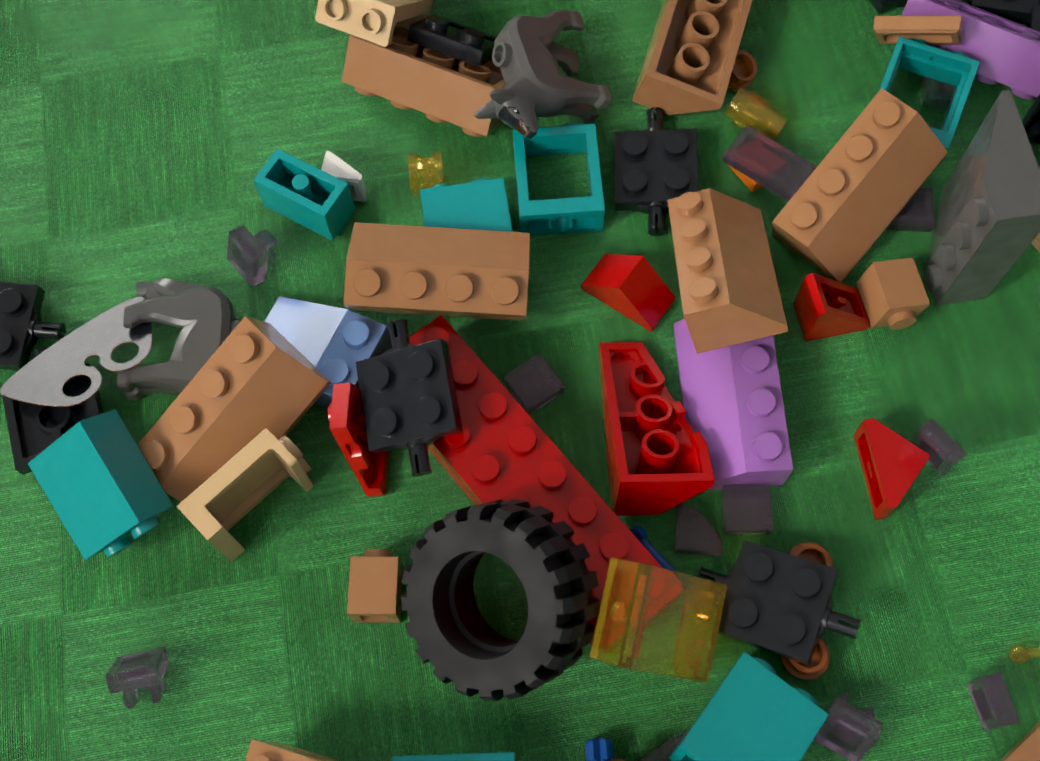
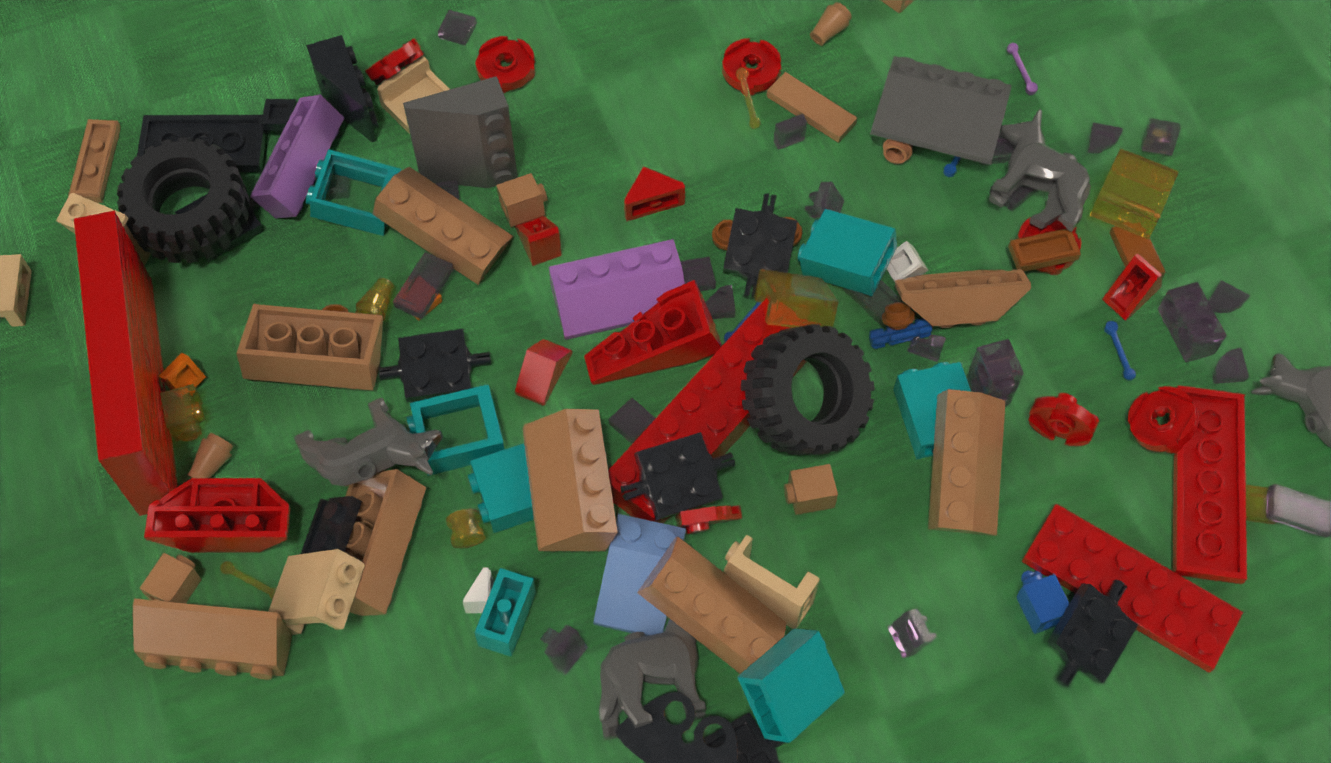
camera: 105 degrees left, 5 degrees down
(724, 270) = (532, 293): medium nougat slope -> none
(930, 29) = (301, 189): medium nougat tile -> none
(943, 449) = (636, 161): tile -> none

